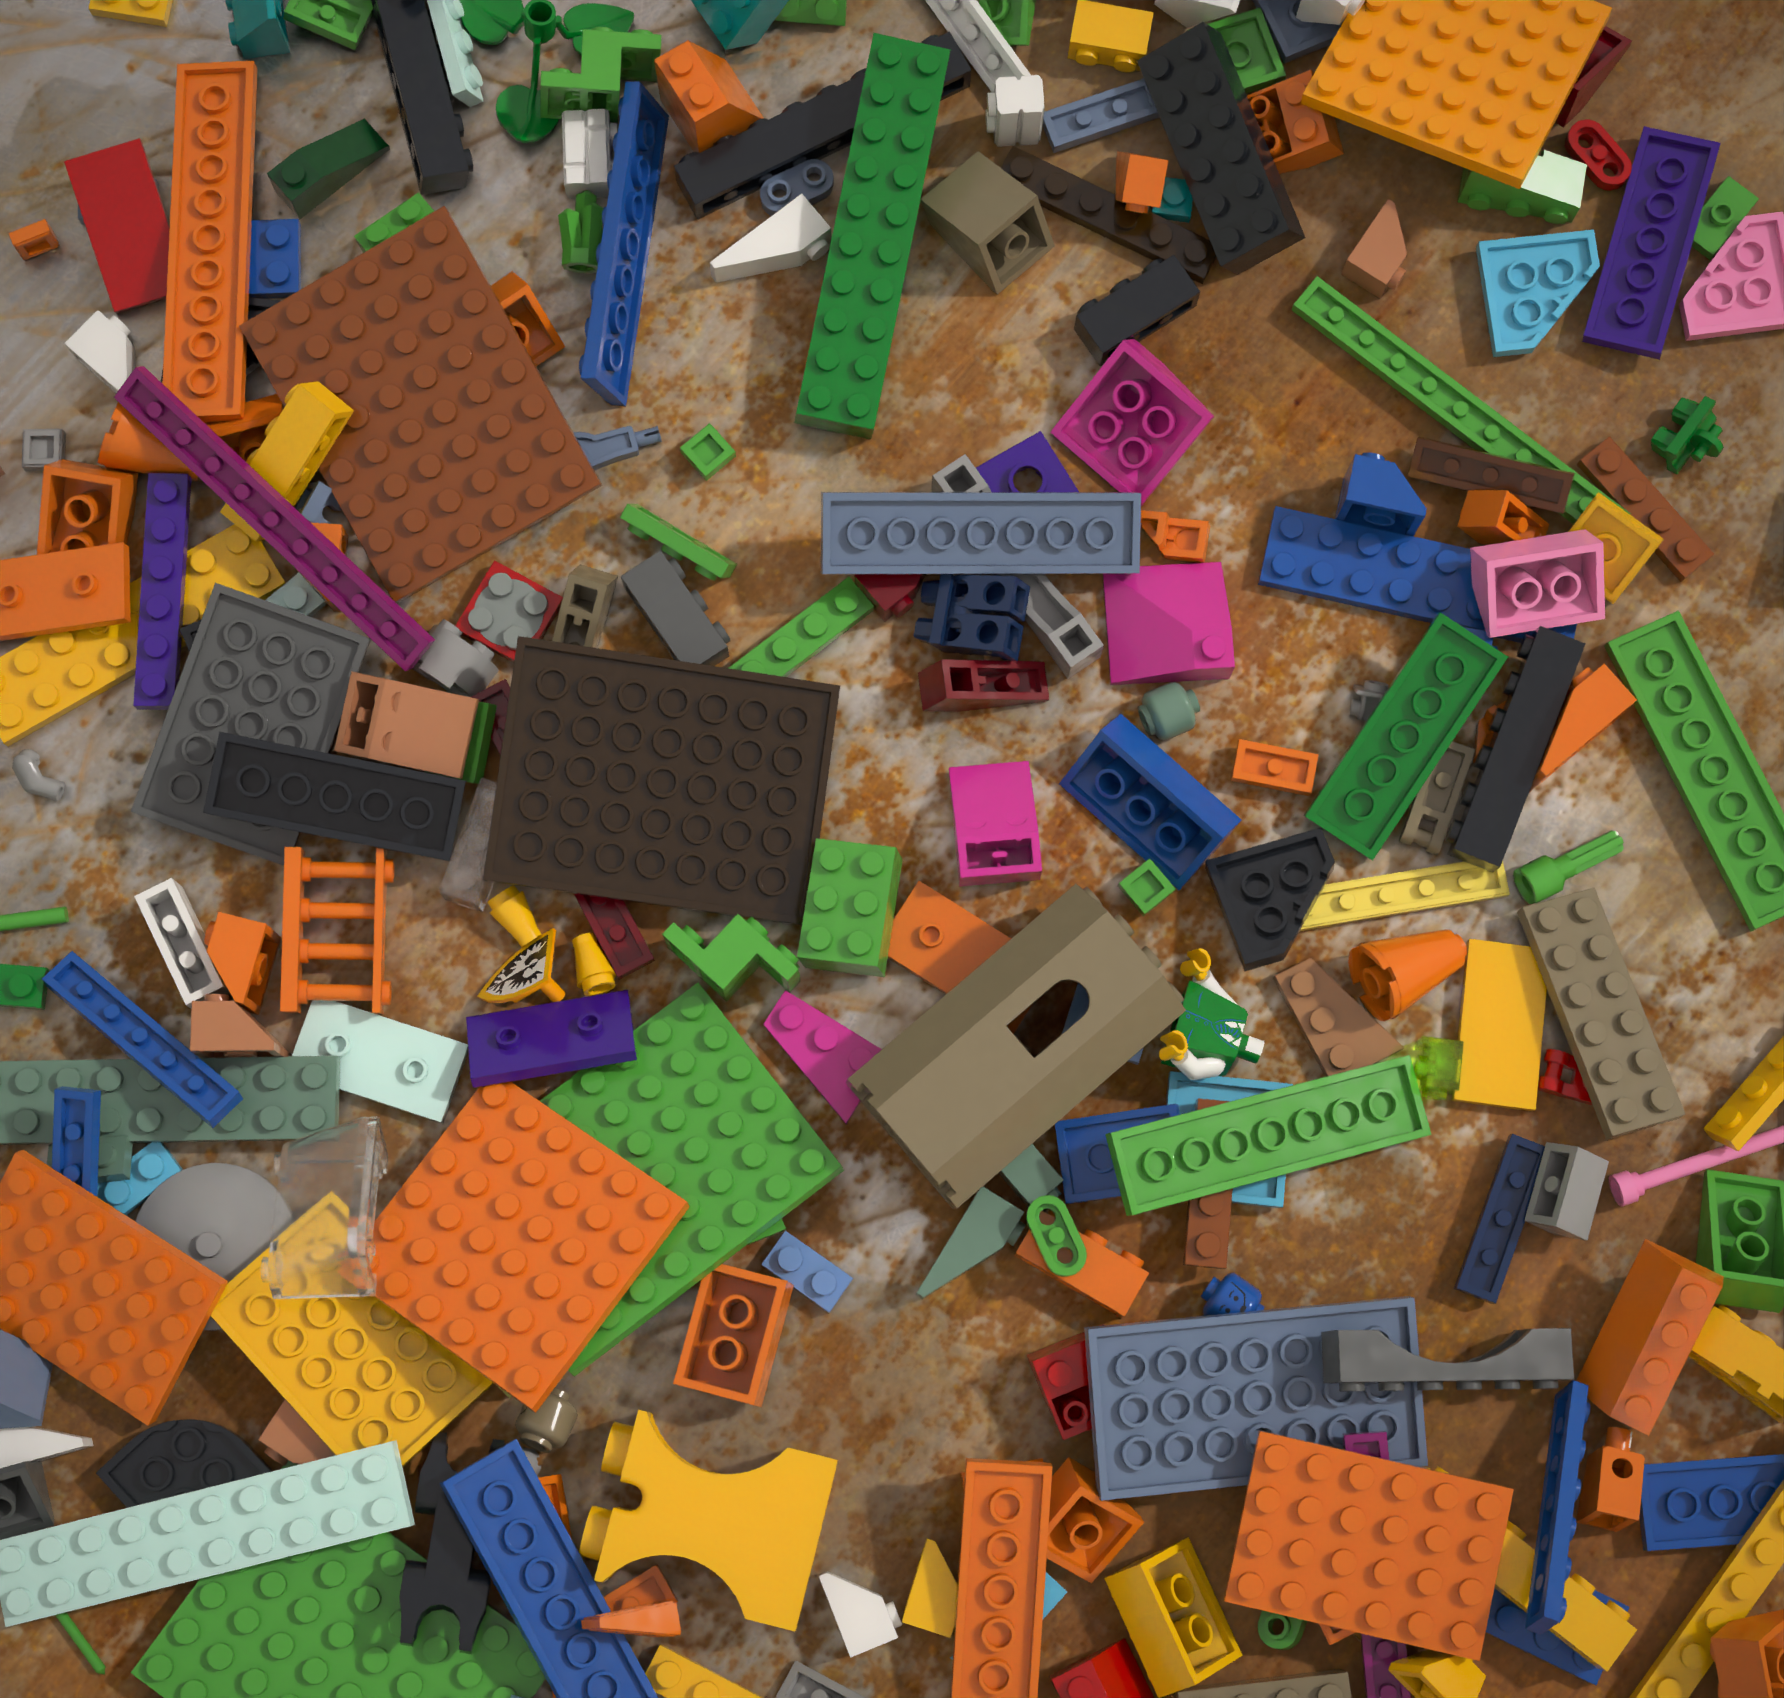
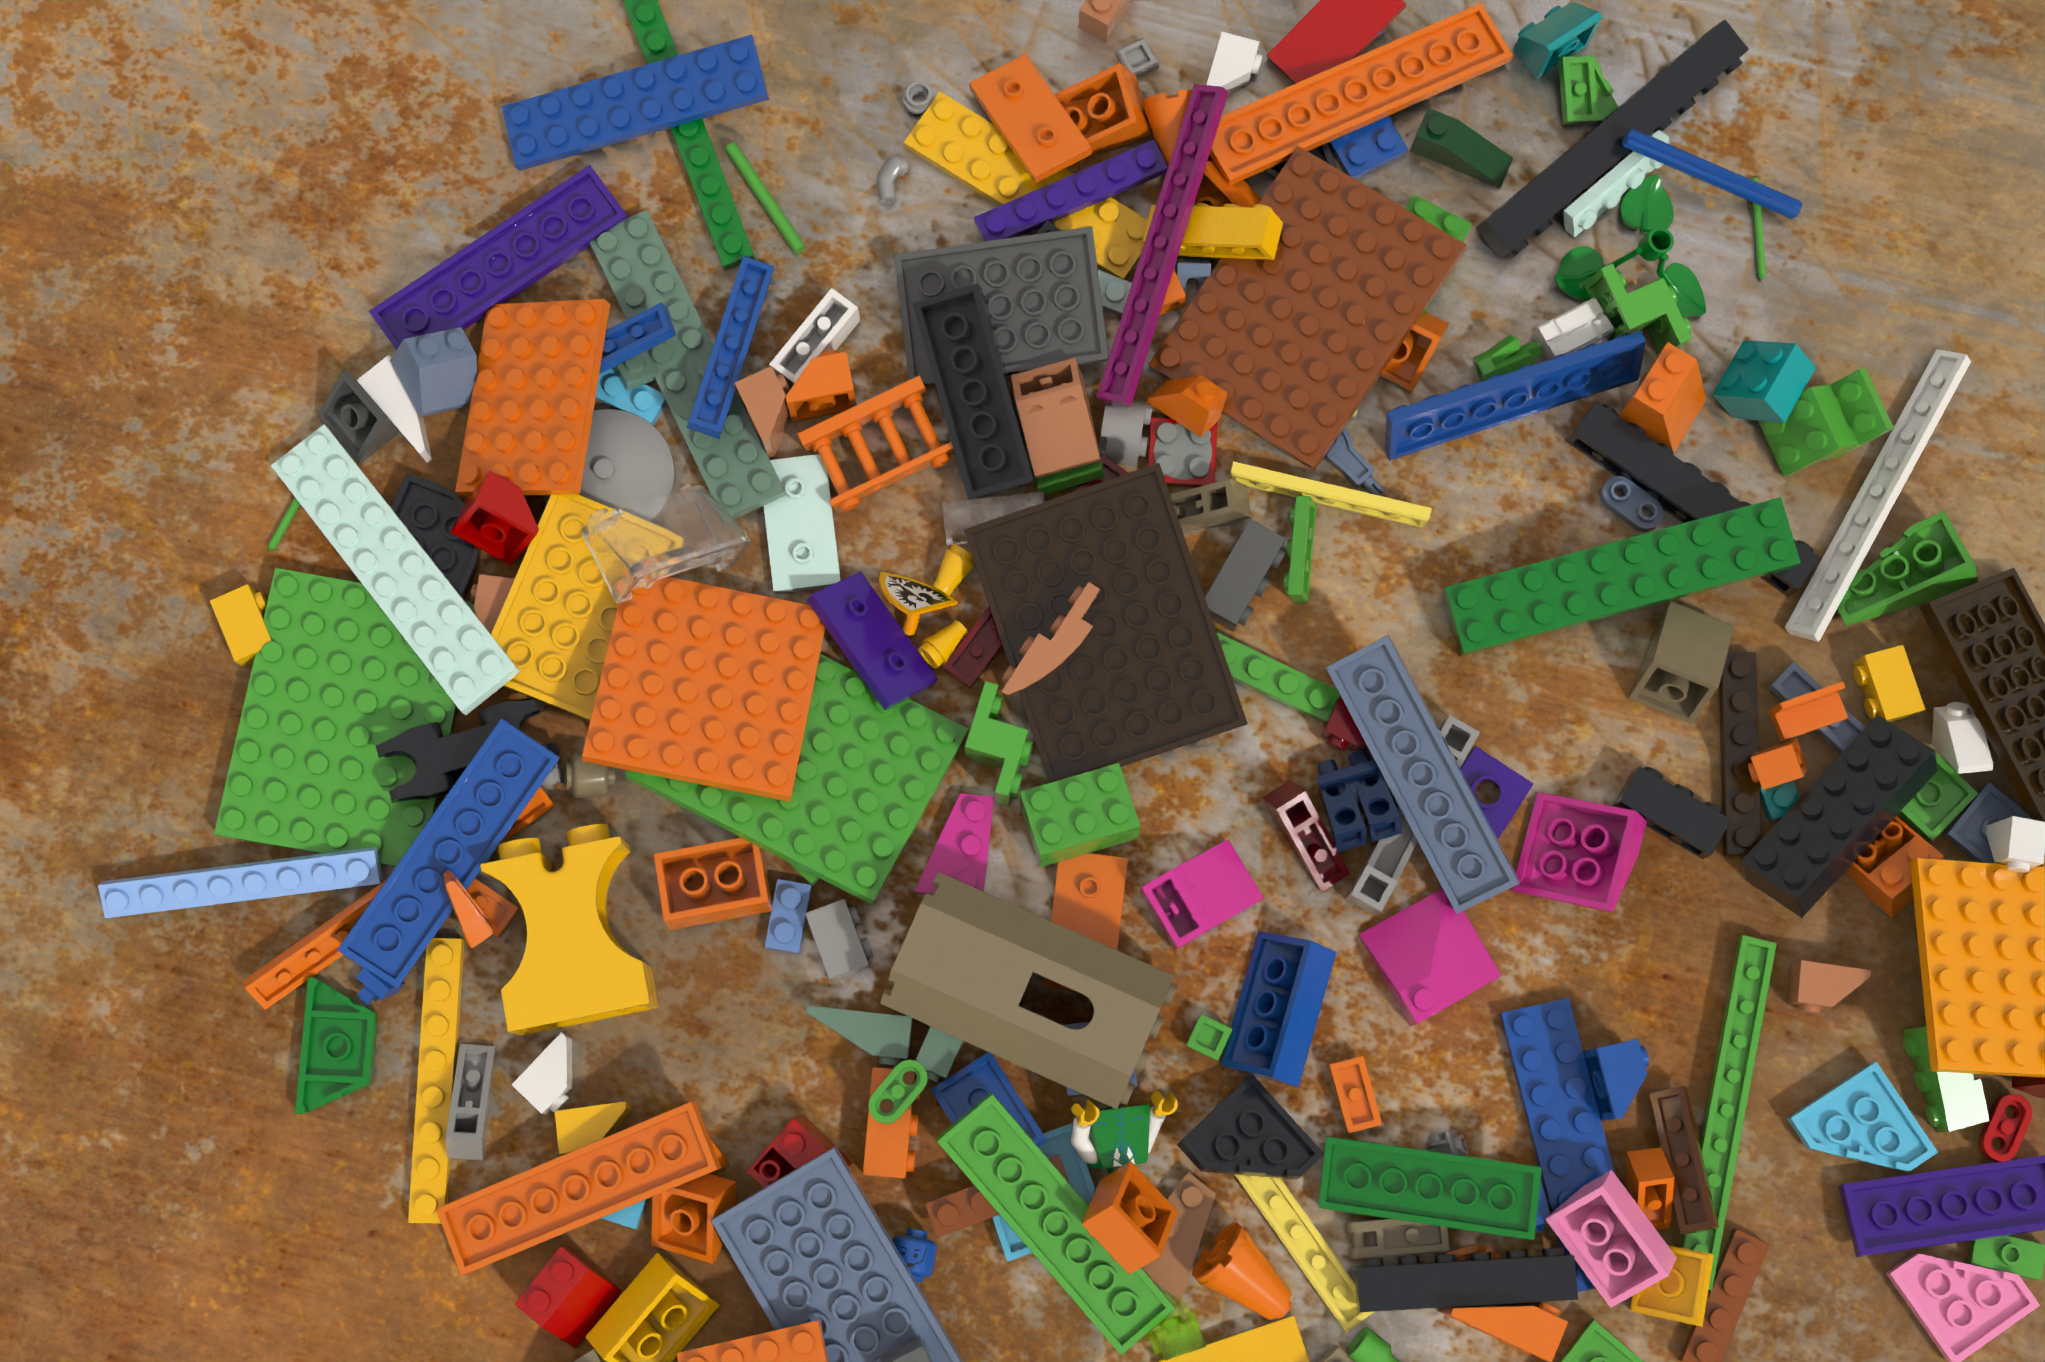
camera: 65 degrees right, 0 degrees up
(206, 1389) = (497, 519): none -> red slope
(460, 577) = (1190, 402): none -> orange slope
(633, 484) = (1331, 495): none -> light yellow tile
(666, 857) = (1045, 655): none -> nougat slope
(708, 452) = (1384, 537): bright green plate -> none
(777, 244) = (1579, 511): white slope -> none
(859, 1226) = (838, 939): none -> light grey brick
(1016, 110) = (1783, 639): white brick -> none
(1102, 125) = (1808, 712): none -> orange panel
(1168, 711) = (1358, 989): sand green head -> none
(1177, 537) = (1503, 931): orange slope -> none
(1301, 1053) = (1129, 1217): none -> orange brick
(1695, 438) = (1804, 1316): green hips -> none

